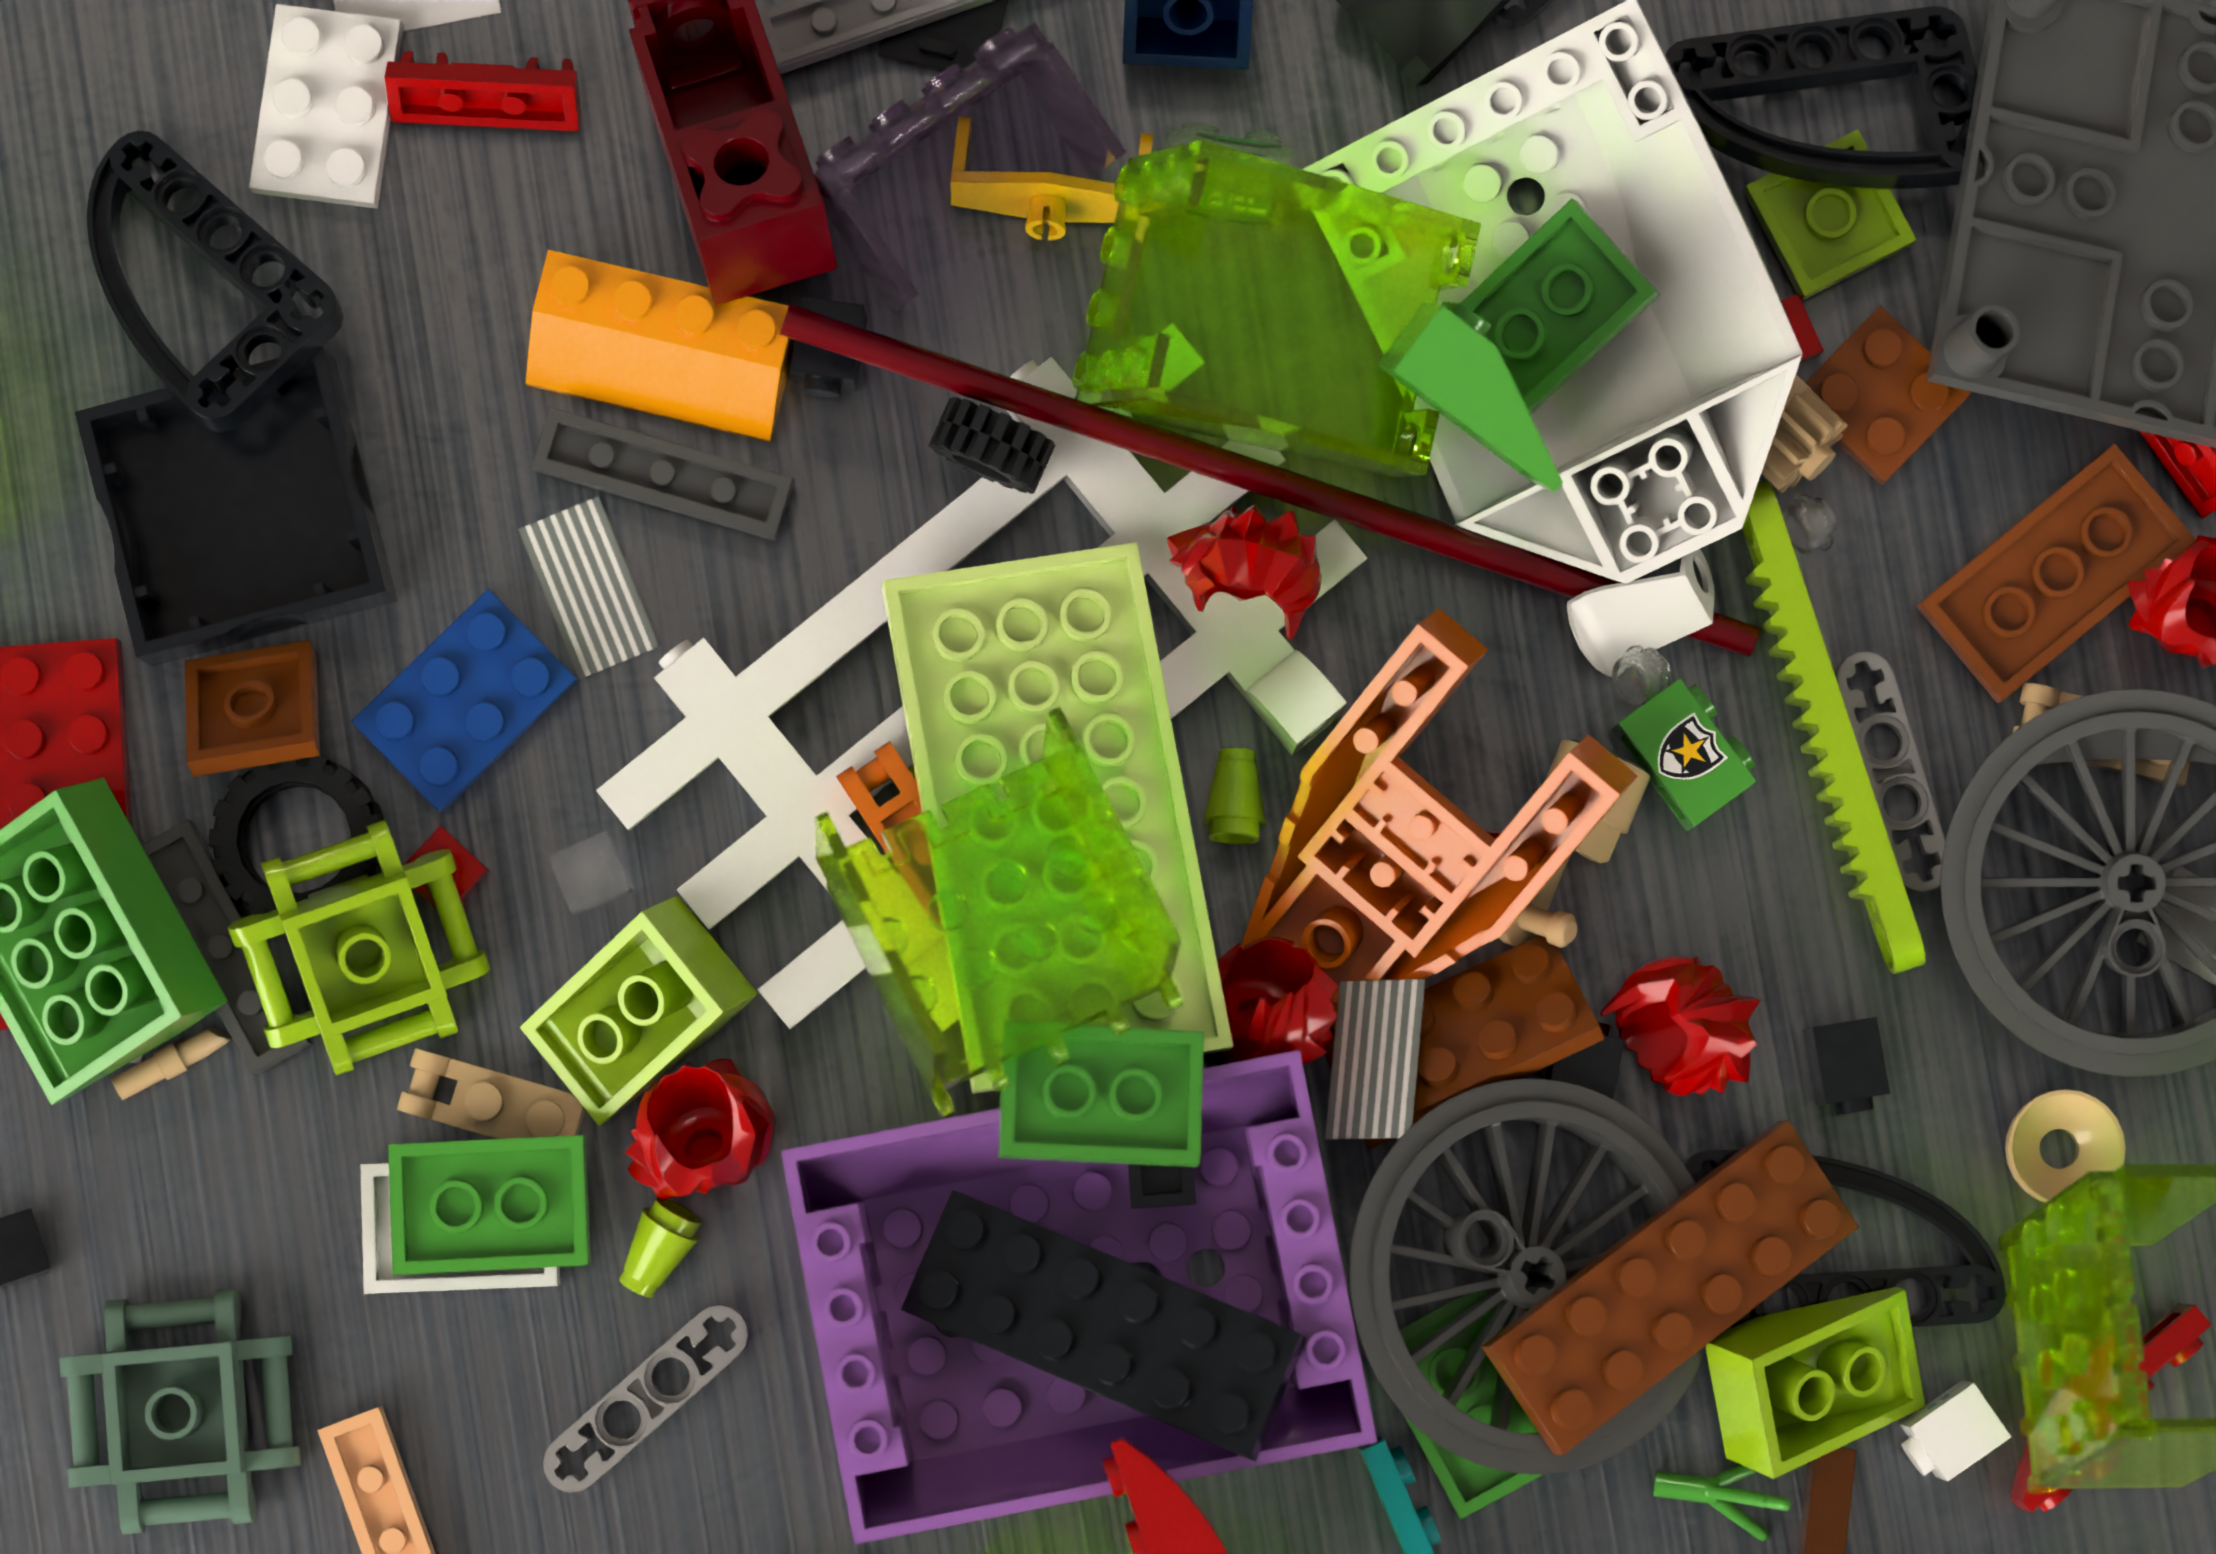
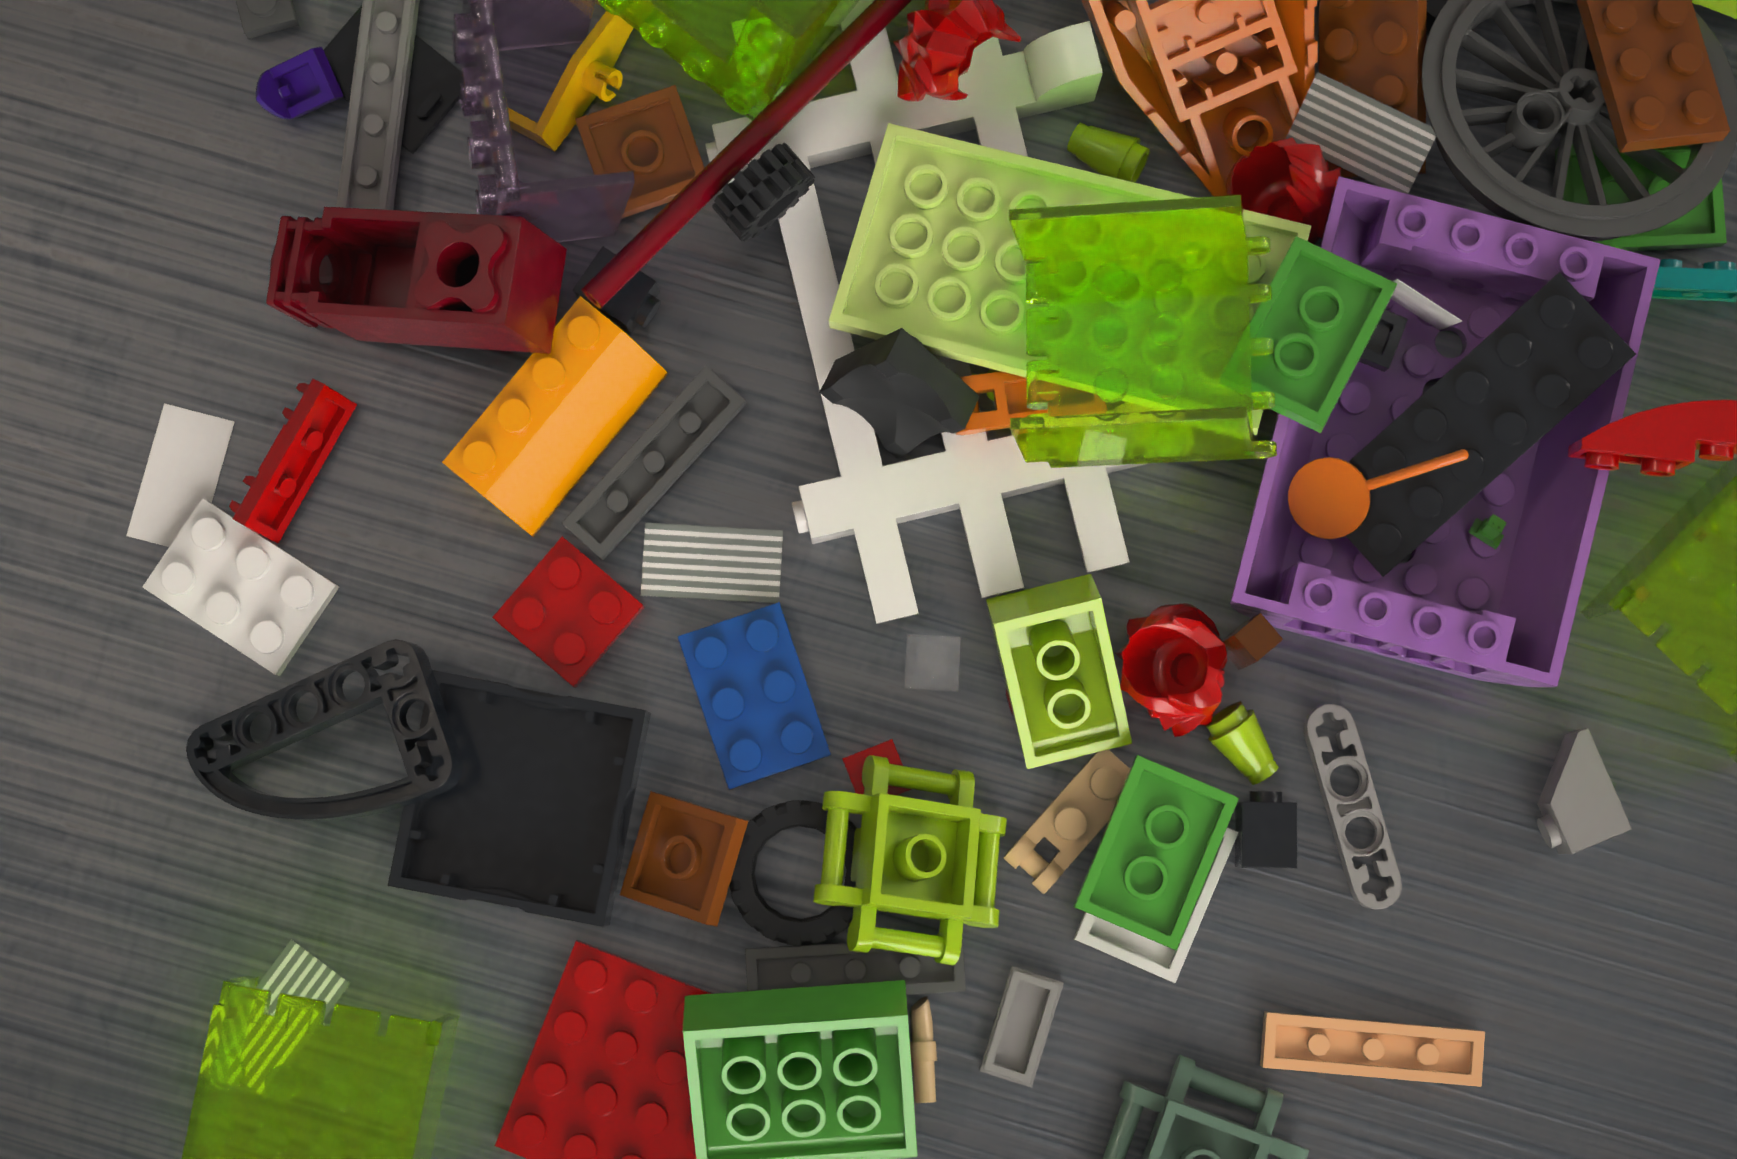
camera: 65 degrees left, 0 degrees up
(245, 1153) = (1021, 1026): none -> light grey tile
(462, 461) = (568, 612): none -> red plate
(572, 1315) = (1266, 831): none -> black brick
(759, 1197) = (1251, 641): none -> reddish brown piece
(847, 694) = (900, 391): none -> black brick
(958, 1213) = (1333, 496): none -> orange piece
(993, 297) = (646, 138): none -> dark orange plate
(1010, 1402) = (1488, 530): none -> bright green piece
(1206, 1205) = (1423, 306): none -> white sticker

